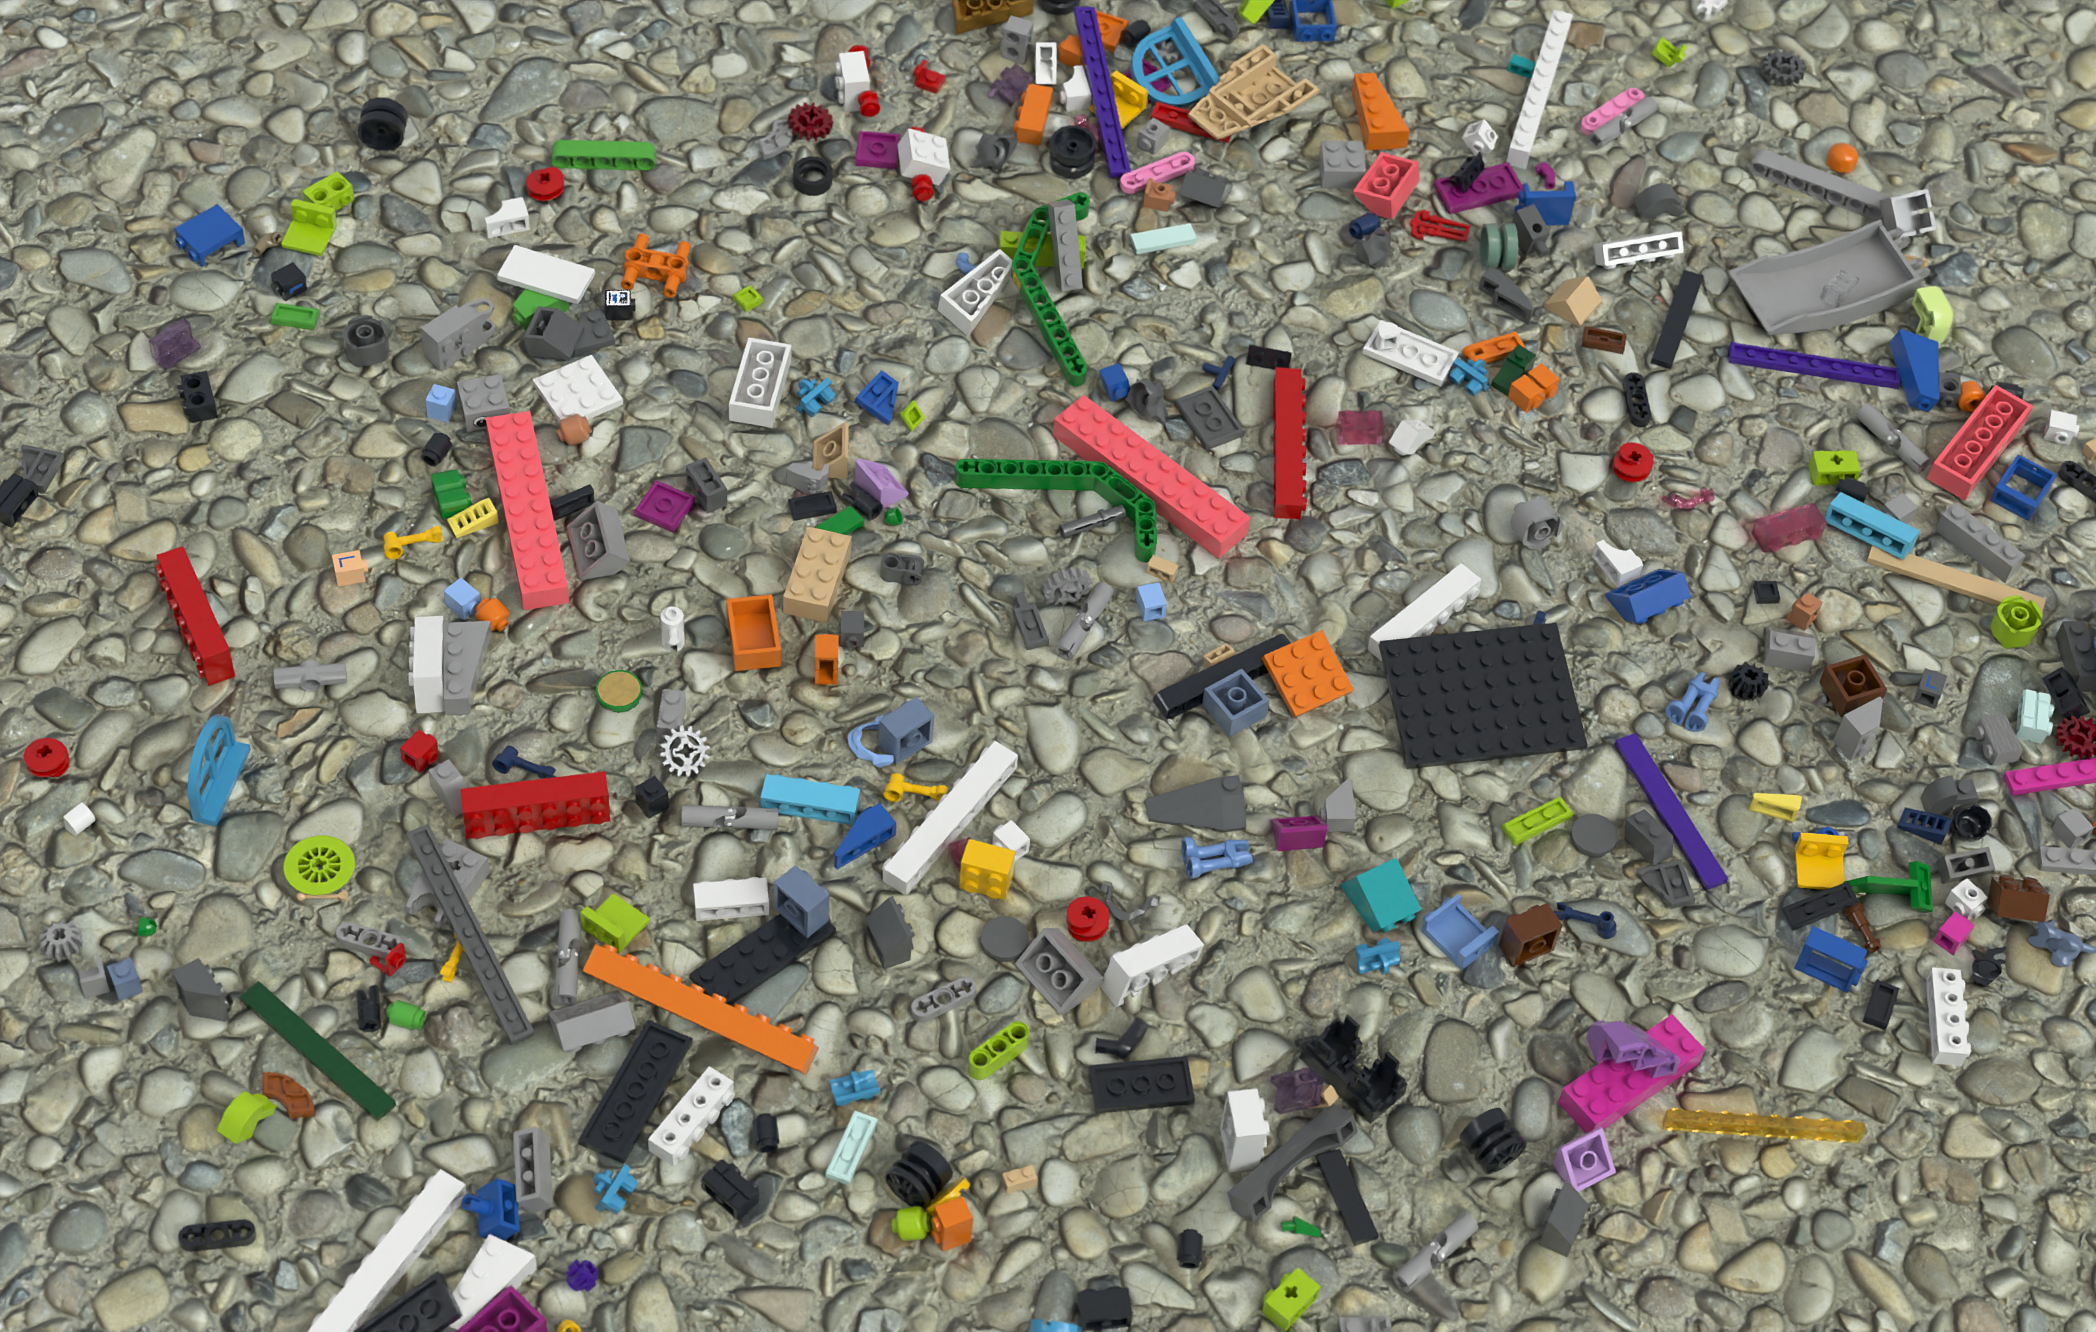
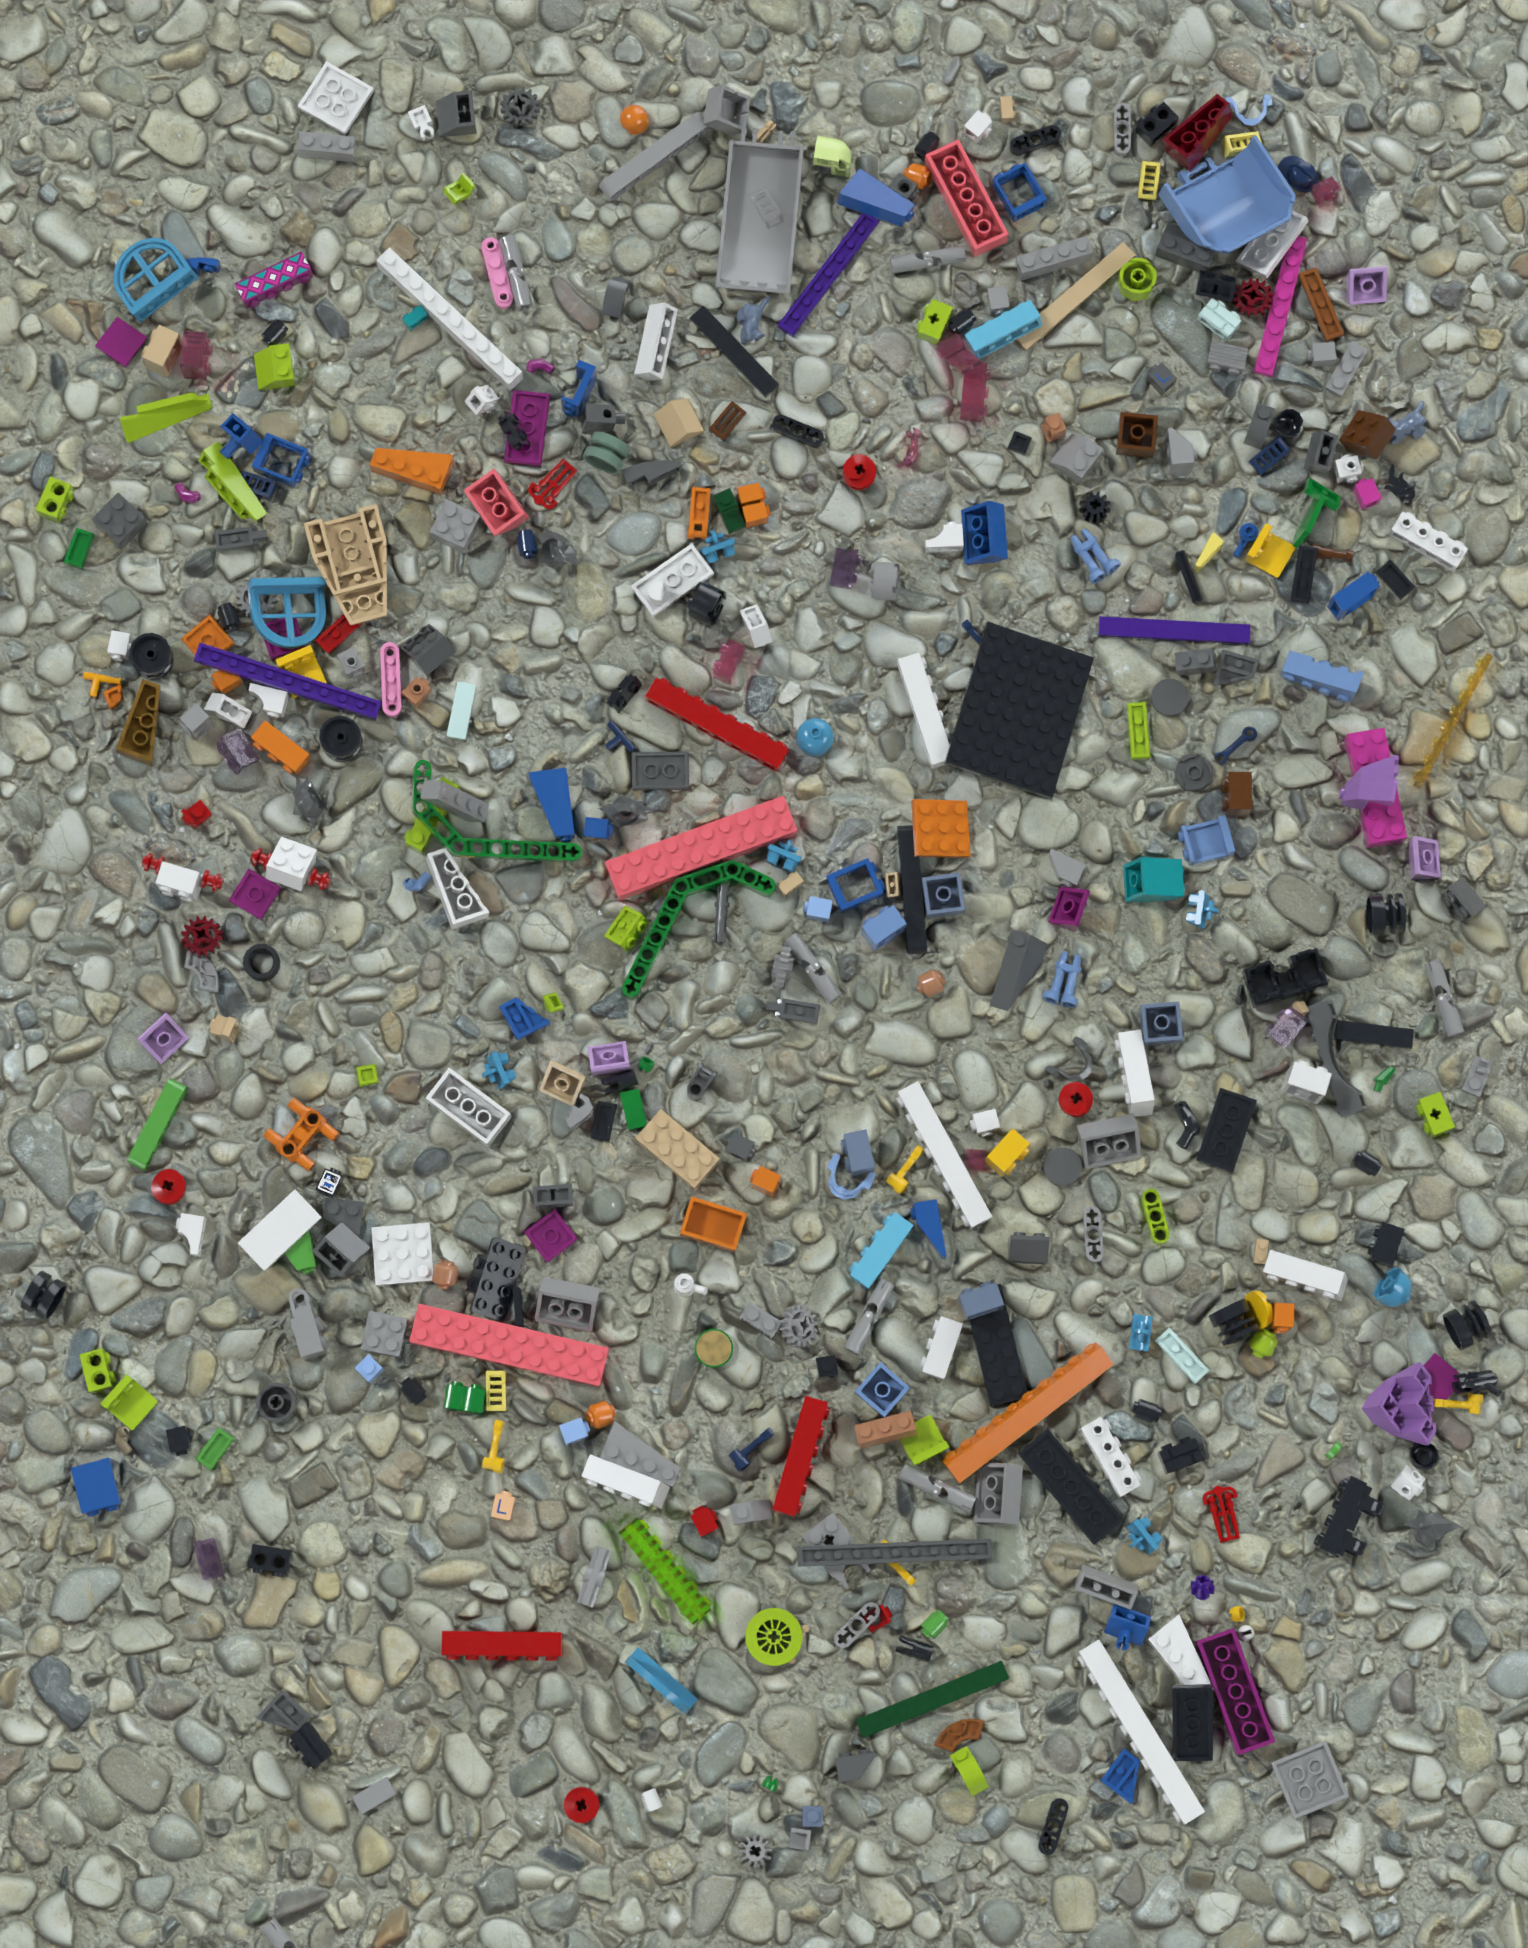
camera: 60 degrees left, 25 degrees up
(311, 1284) = (1122, 1775): none -> blue wing
(346, 736) = (665, 1571): none -> clear neon green brick
(604, 469) = (494, 1277): none -> black bracket
(608, 876) = (886, 1430): none -> nougat brick
(651, 856) = (882, 1390): none -> medium blue brick
(692, 126) = (163, 1038): none -> lavender slope
(708, 1249) = (1218, 1491): none -> red piece
(729, 169) = (224, 1028): none -> tan arch
(1017, 1236) = (1306, 1275): none -> white wedge
(1026, 446) = (627, 928): none -> lime bracket
(1083, 121) = (304, 711): clear pink piece -> none
(1122, 340) = (554, 797): none -> blue slope
(1134, 731) = (931, 983): none -> nougat head
(1165, 658) = (883, 927): none -> medium blue brick
(1188, 557) = (775, 853): none -> dark azure hips
(1191, 600) = (838, 895): none -> blue window
(1223, 964) = (1161, 1023): none -> sand blue brick
(1332, 531) = (815, 737): none -> dark azure cylinder
(1405, 383) = (706, 603): none -> black brick
(1525, 490) = (843, 569): none -> clear purple bracket
(1525, 890) = (1193, 772): none -> dark grey tile
(1719, 970) = (1321, 676): none -> medium blue wedge
(1720, 314) = (750, 316): none -> sand blue animal
(1738, 801) = (1188, 576): none -> black axle
(1740, 25) = (456, 114): none -> dark grey slope
(1817, 491) = (956, 354): none -> clear pink door

